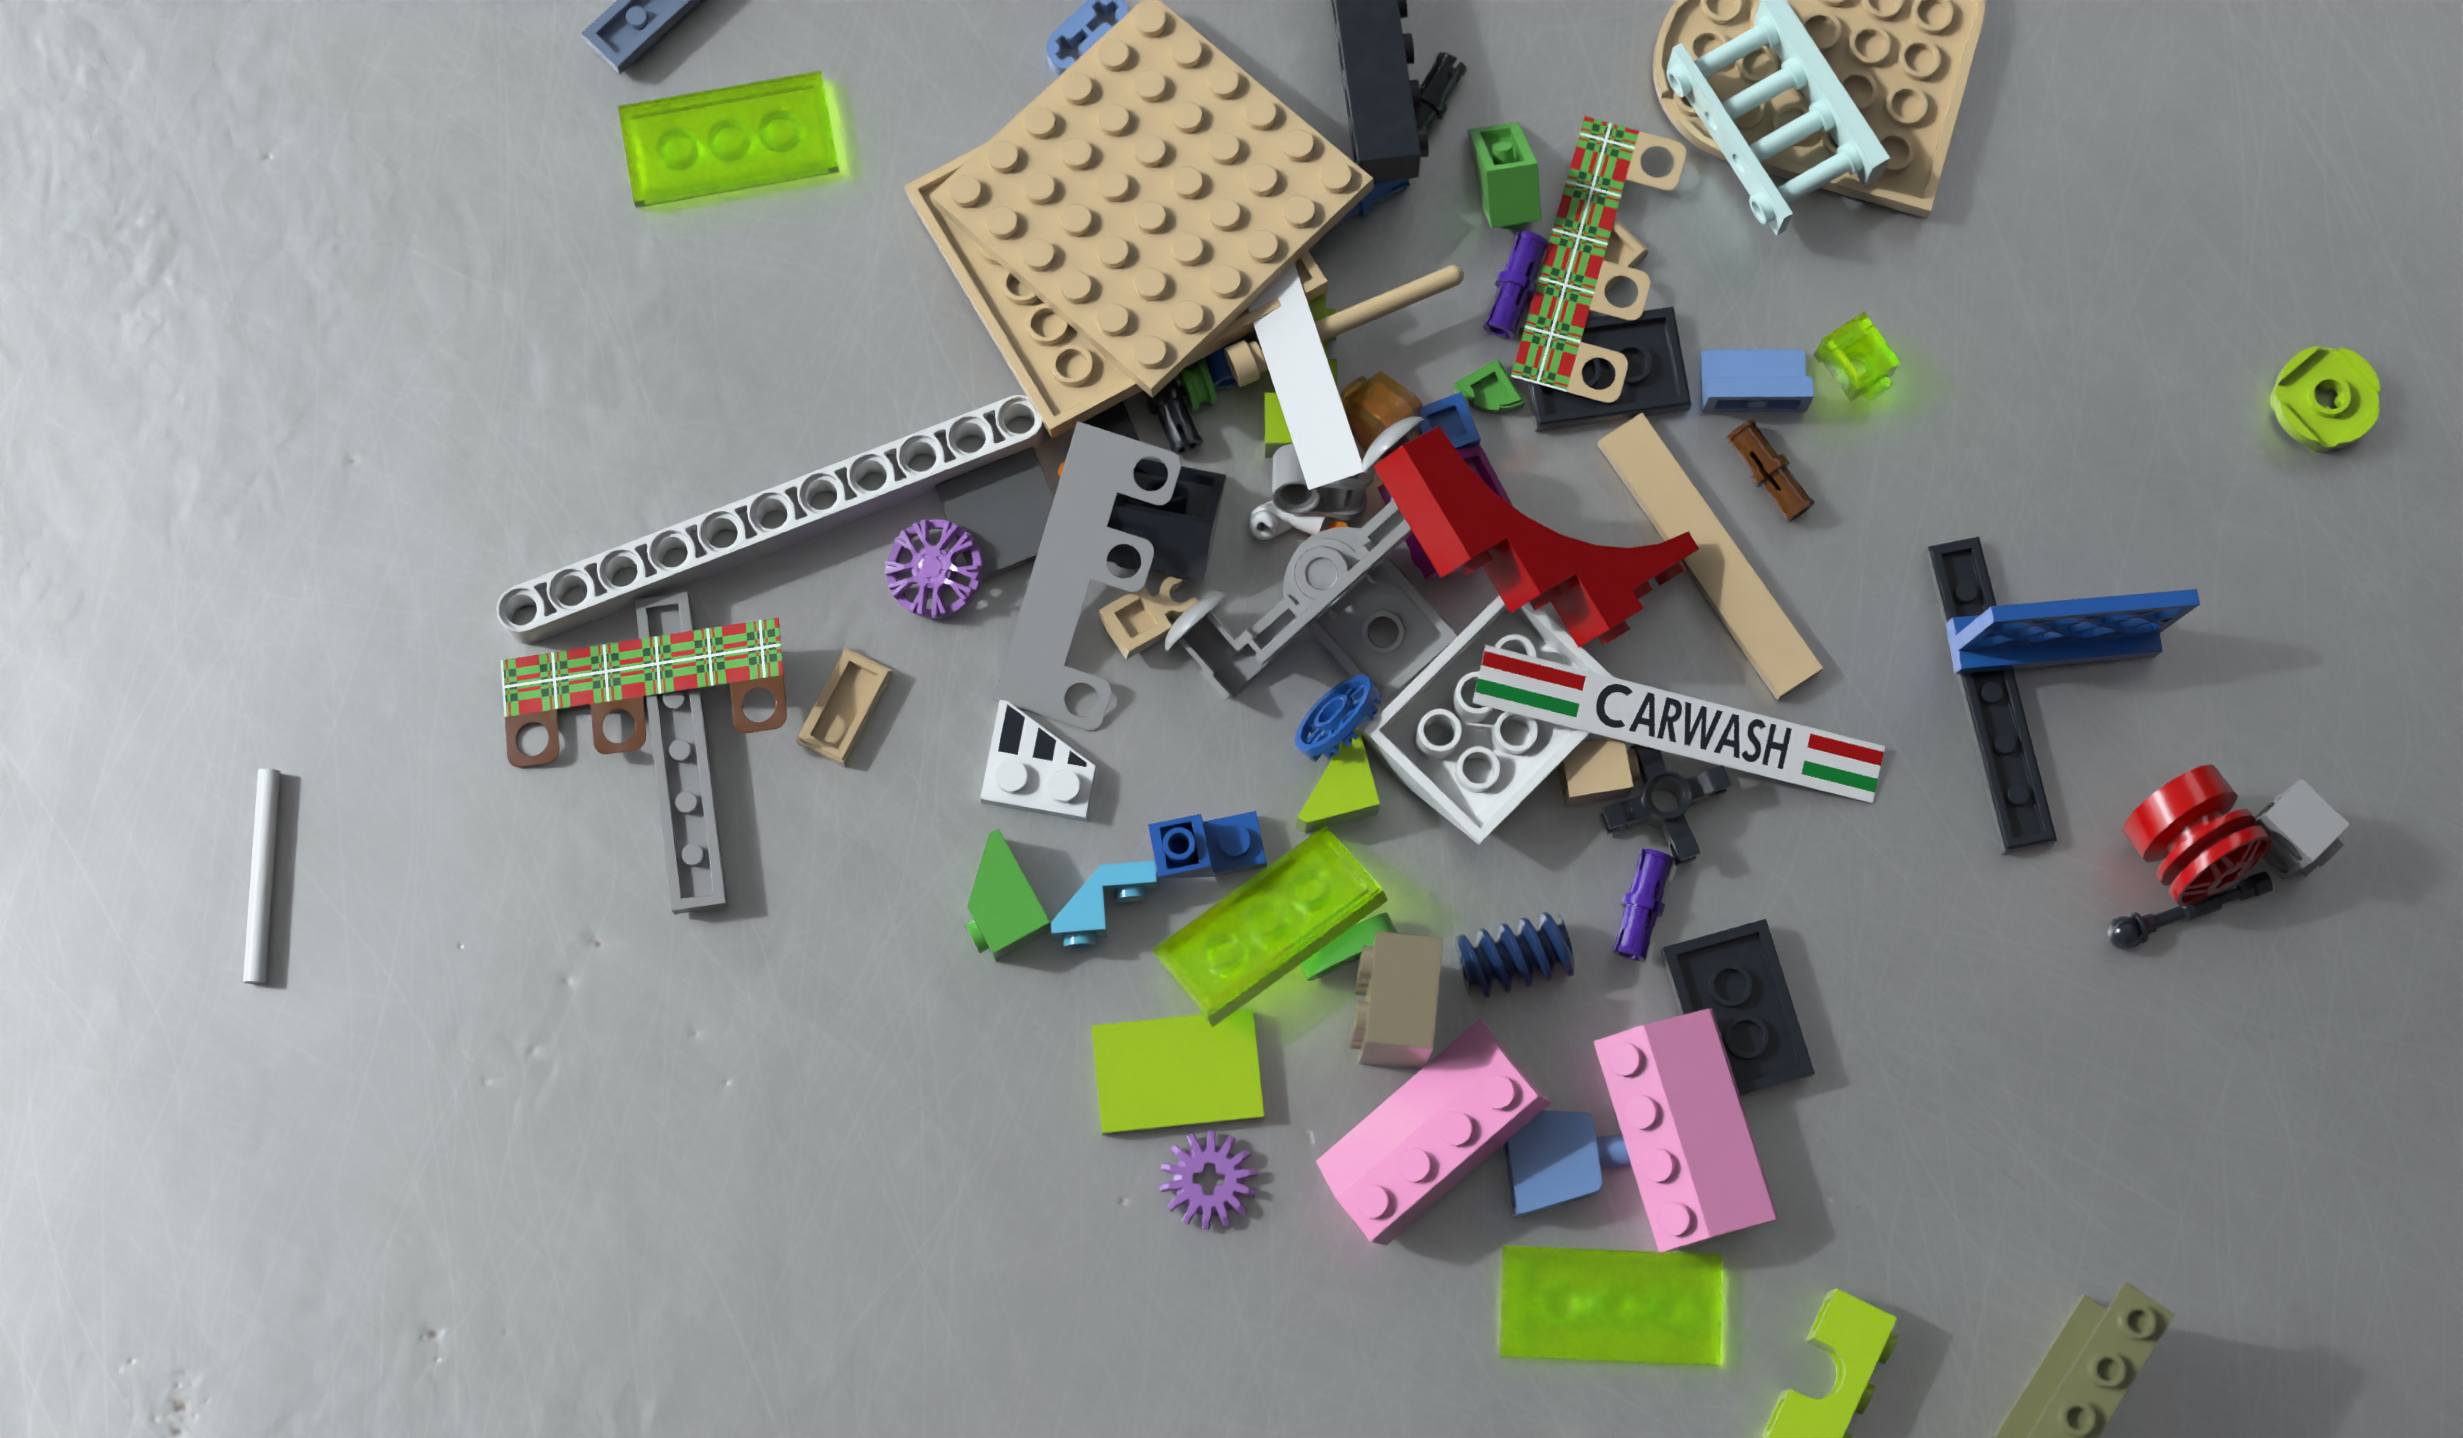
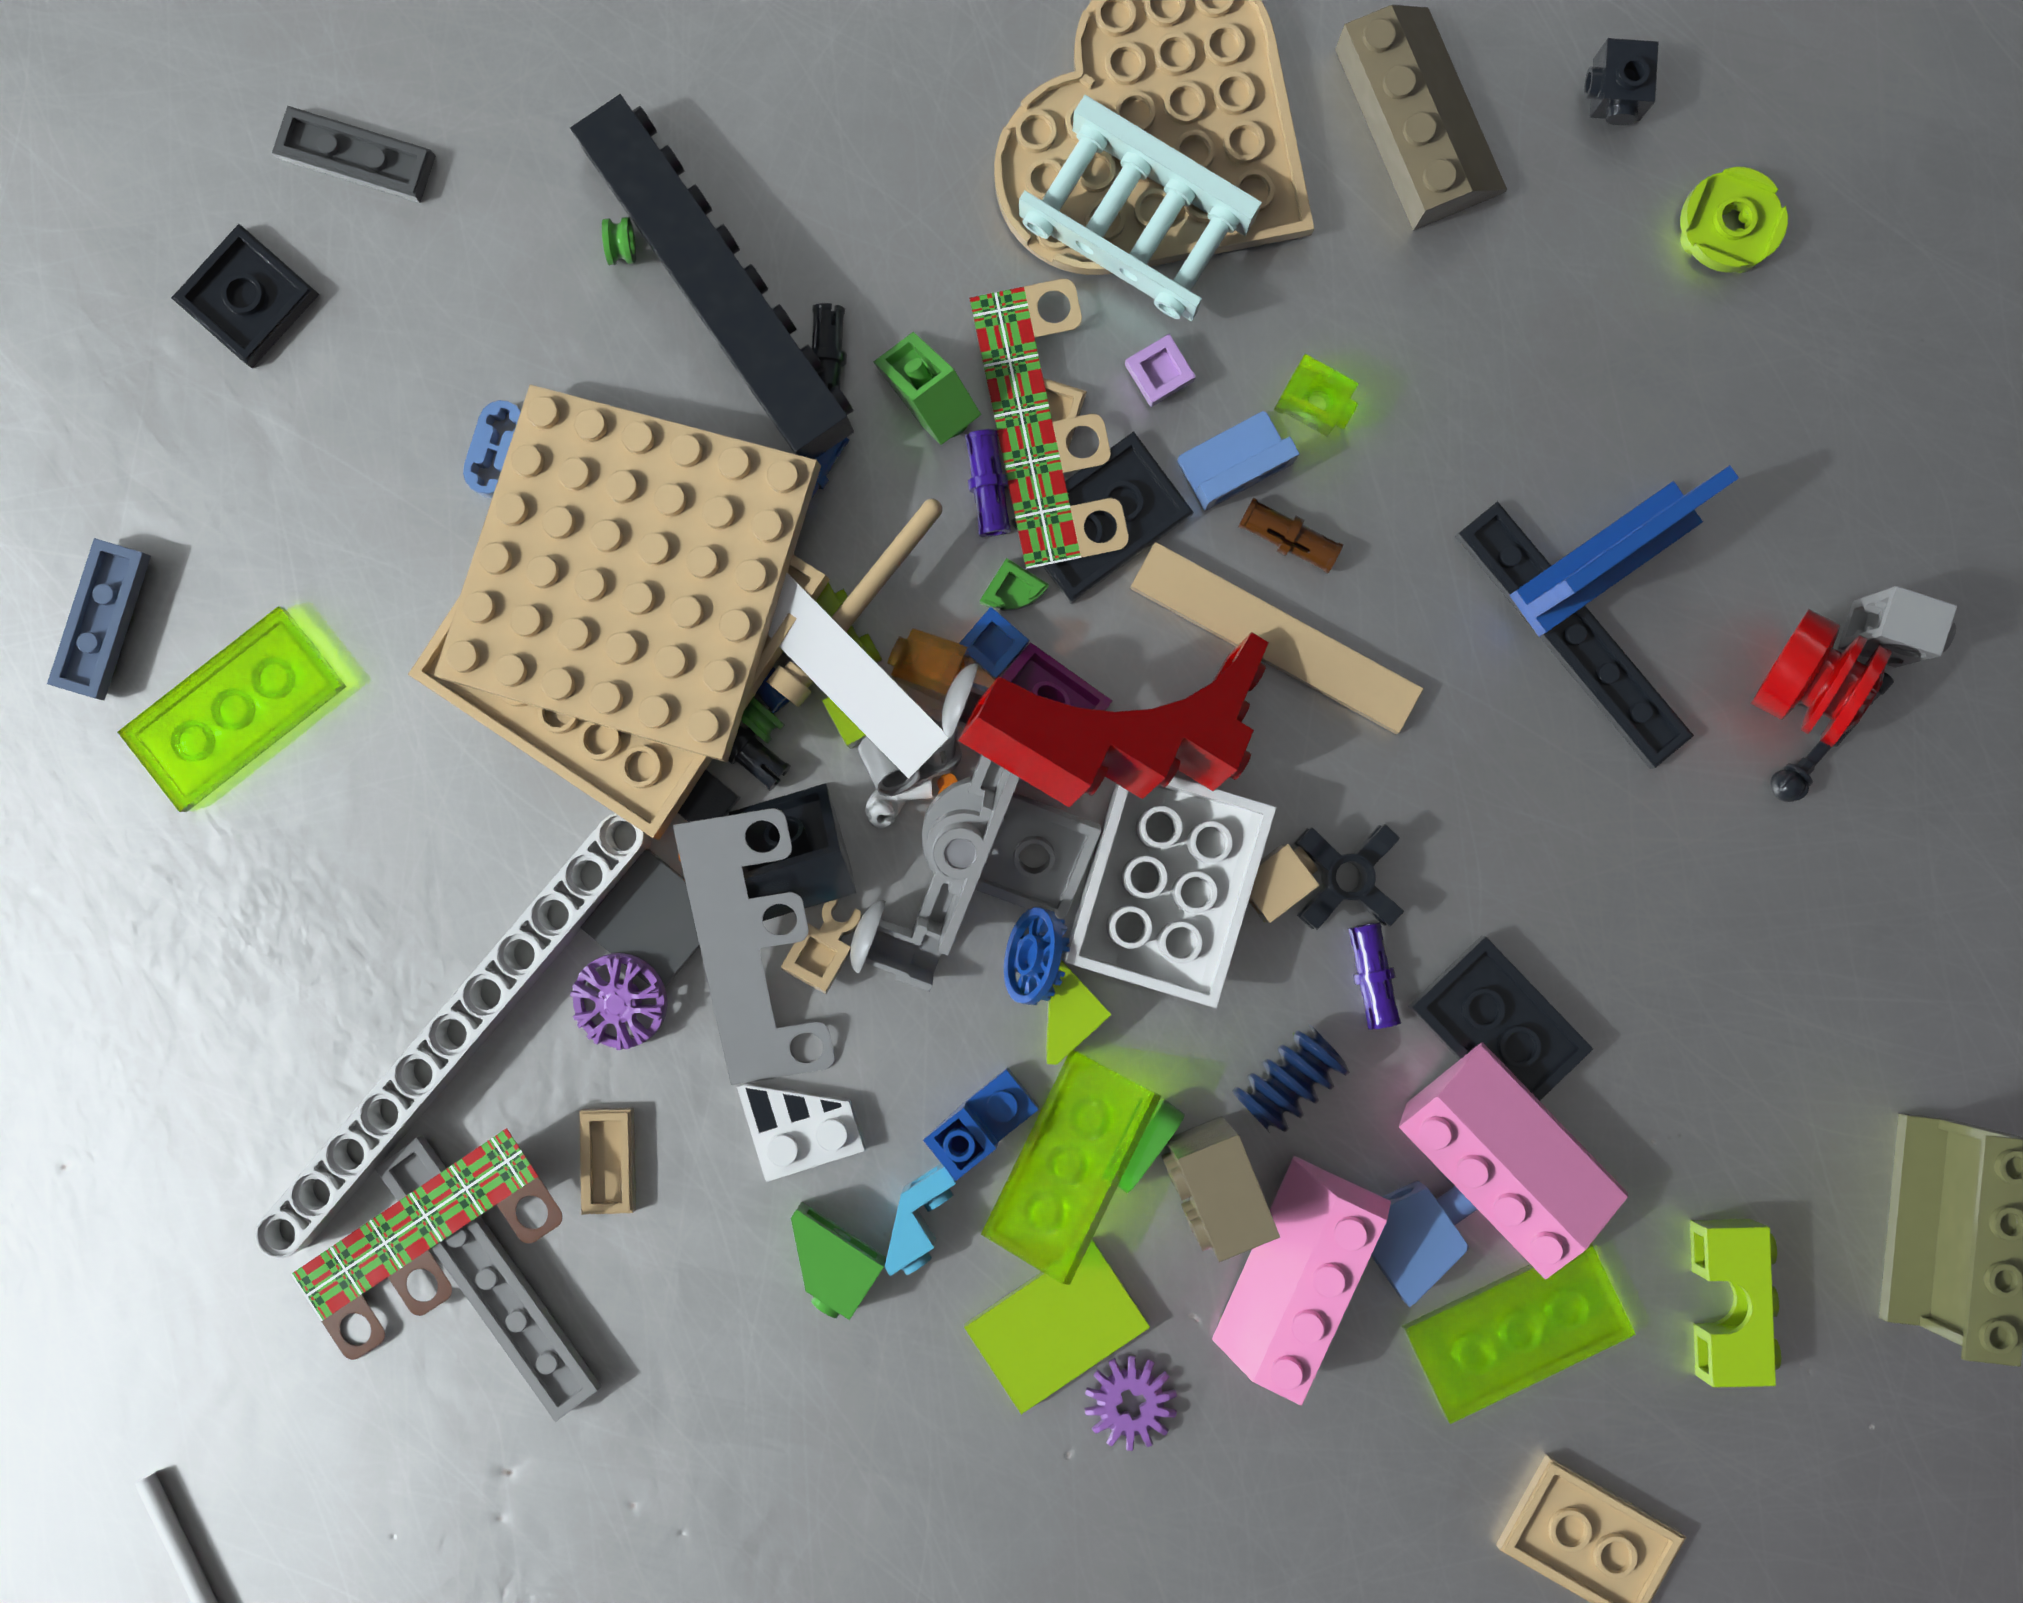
camera: 25 degrees left, 10 degrees up
(1678, 724) = (1326, 811): white sticker -> none
(1725, 265) = (1160, 370): none -> lavender plate
(2081, 160) = (1418, 113): none -> dark tan slope
(2282, 223) = (1622, 80): none -> black brick

